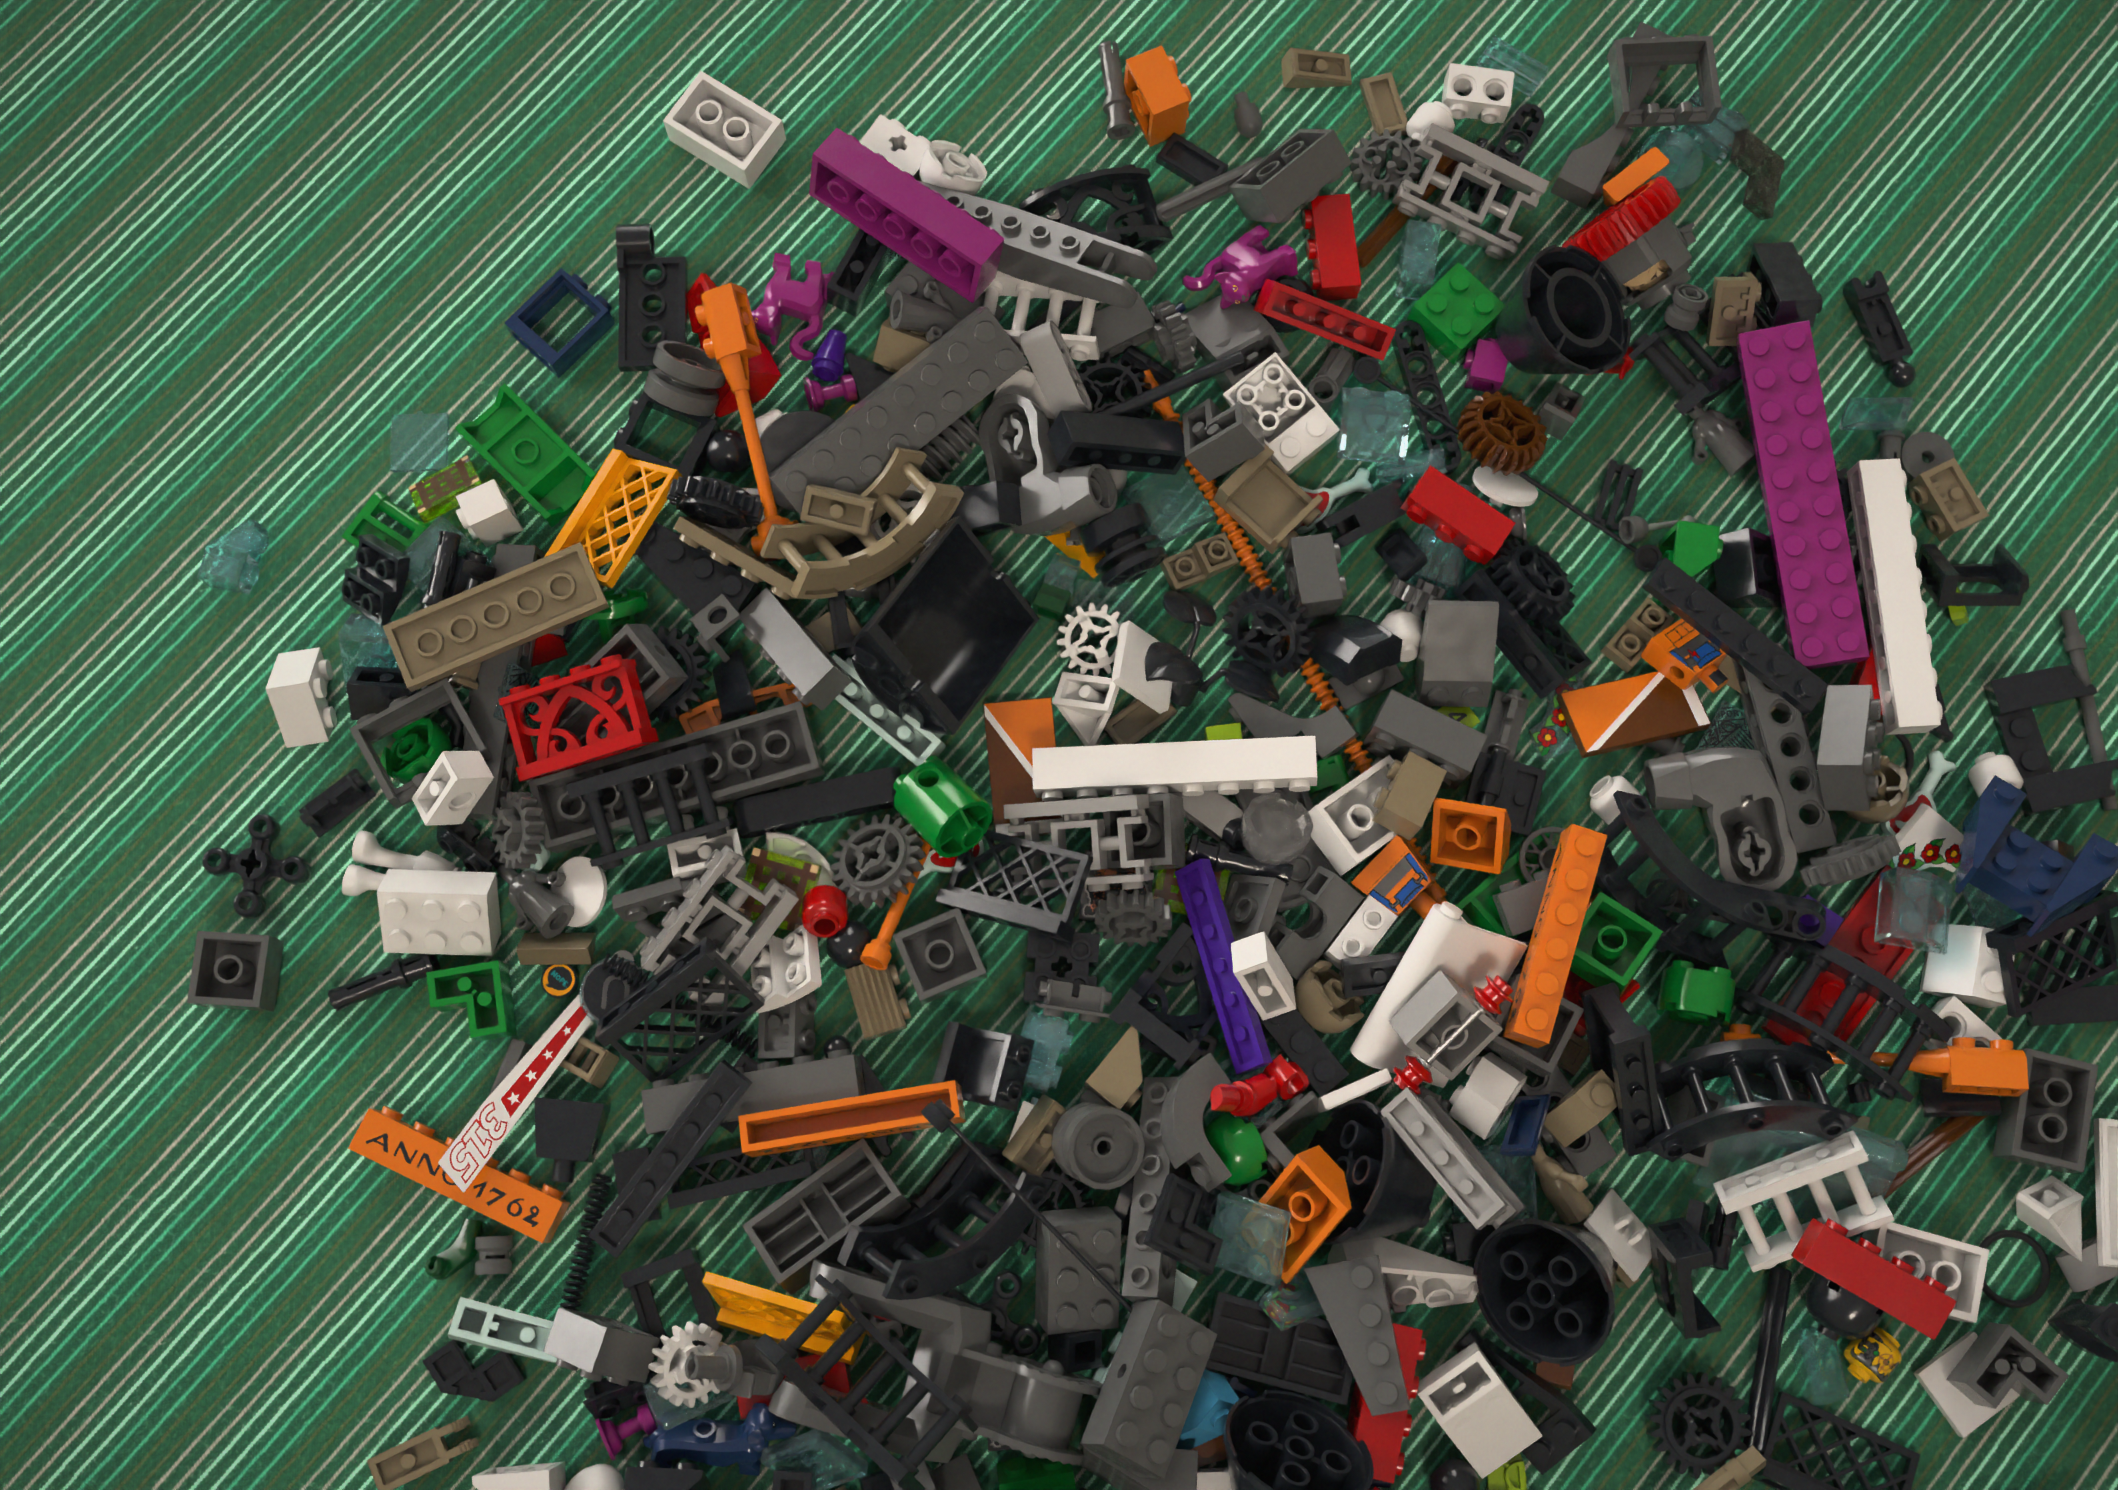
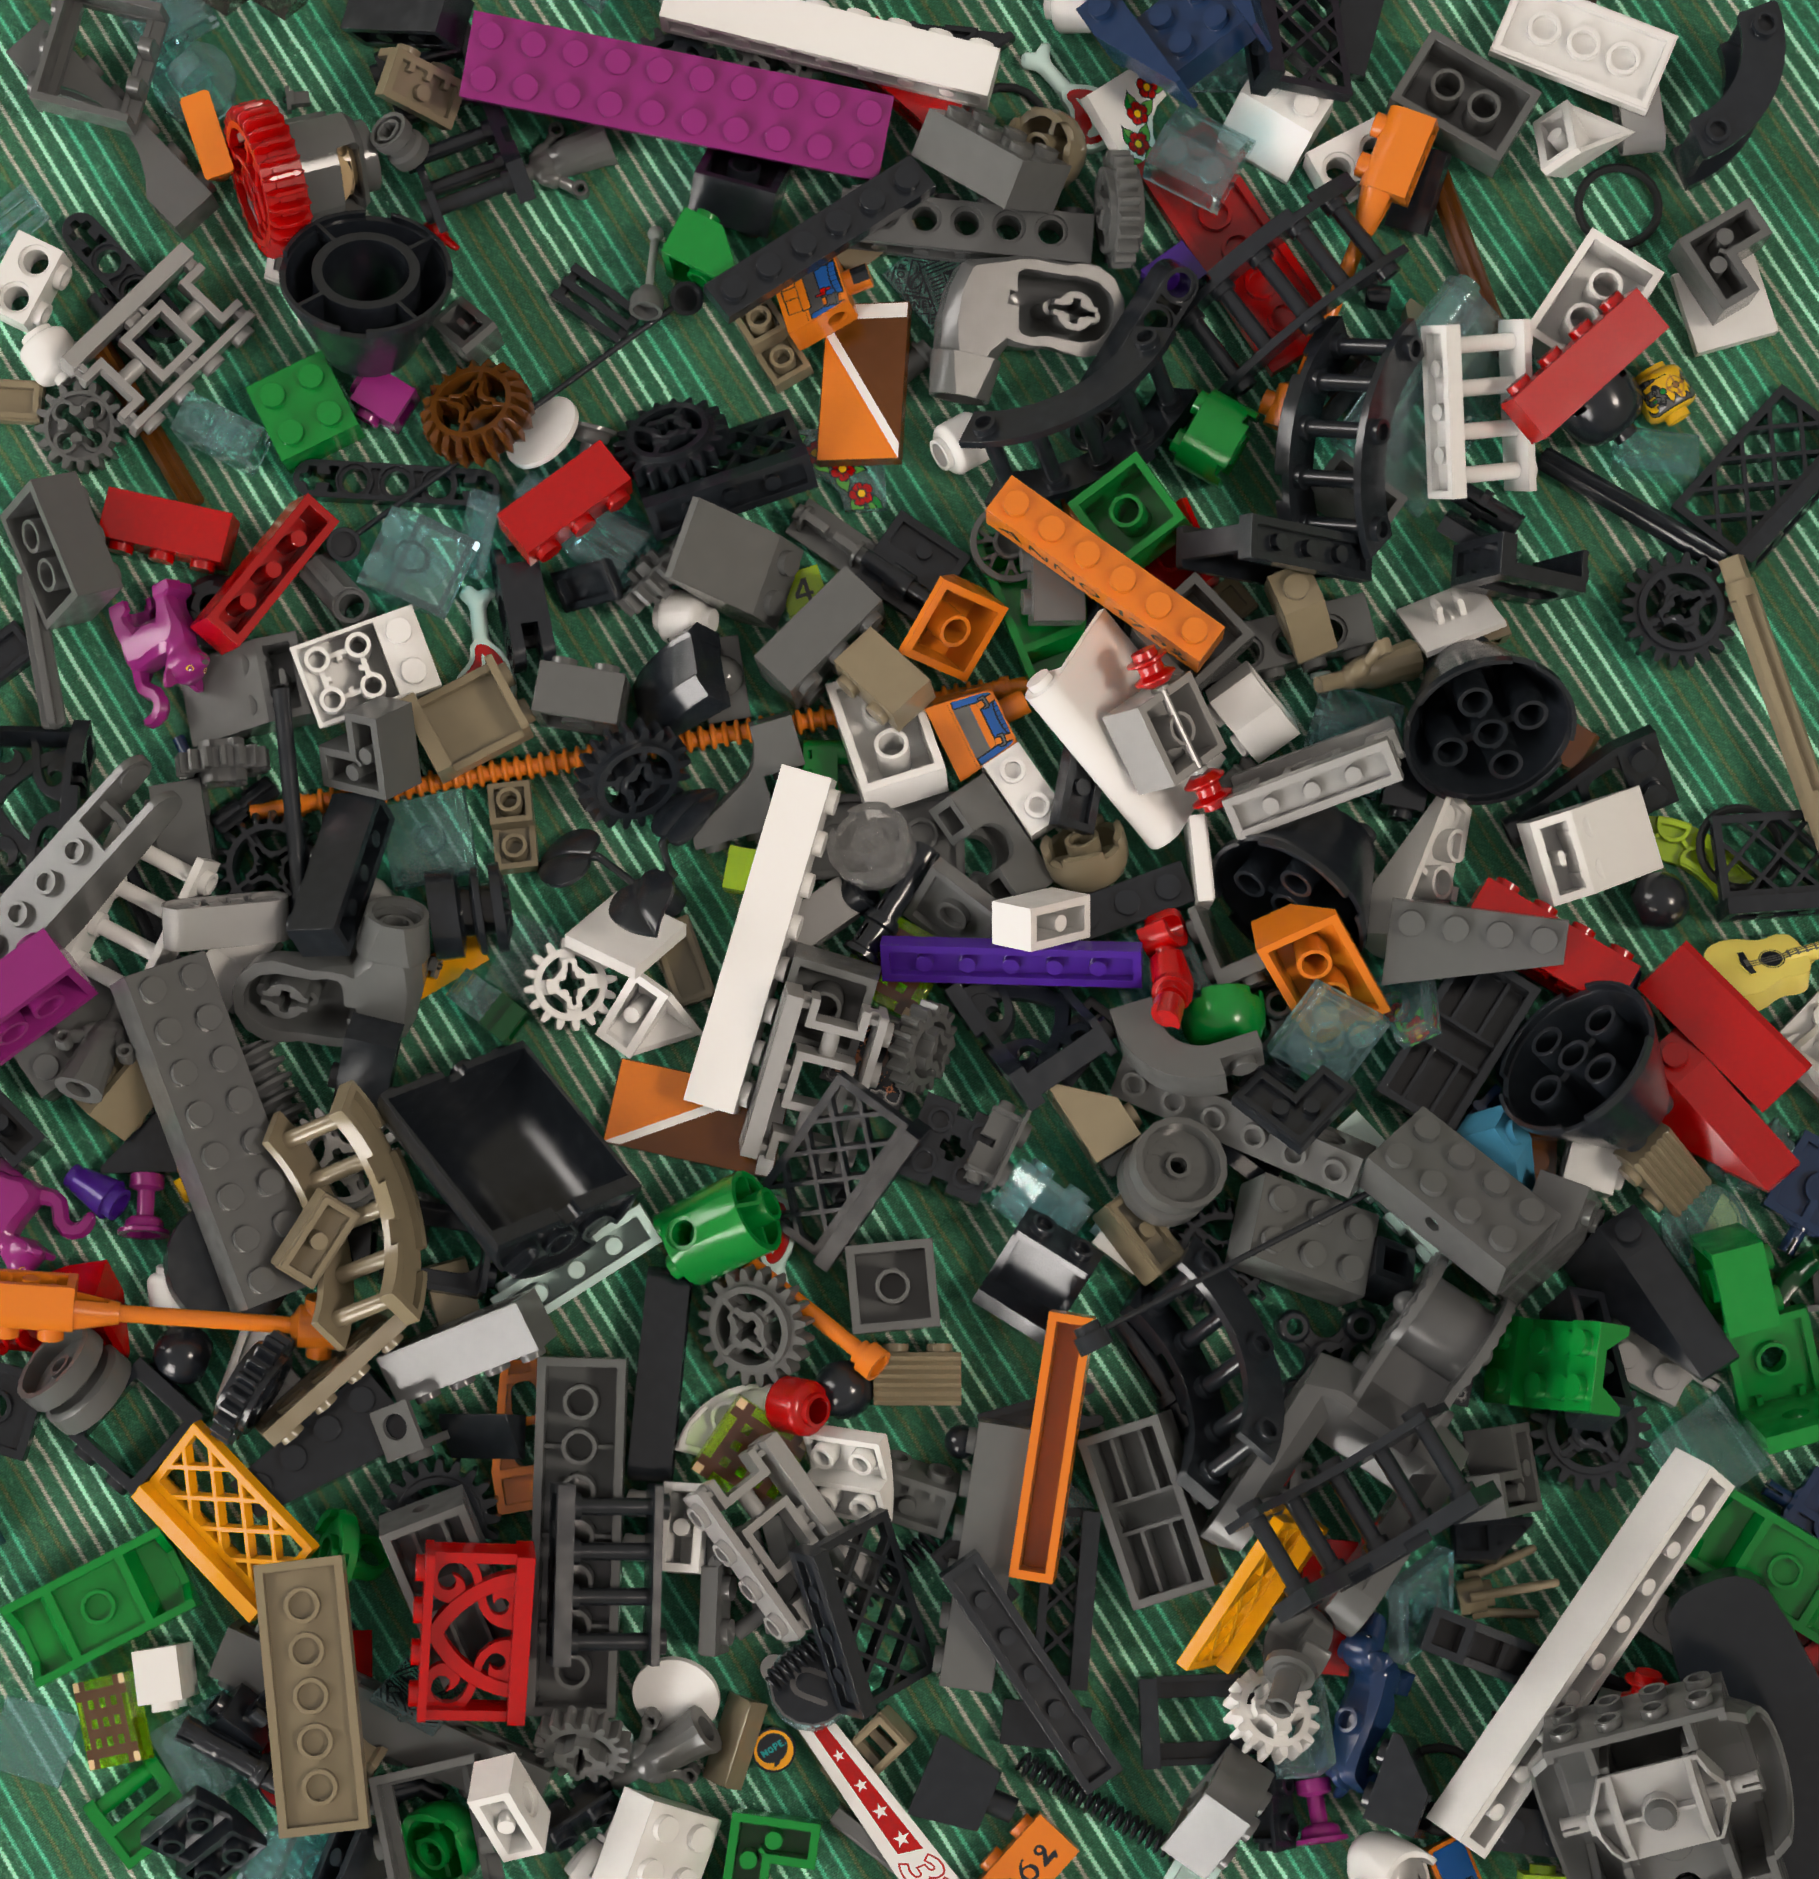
camera: 65 degrees left, 5 degrees up
(1525, 1125) = (1300, 682): dark blue tile -> none

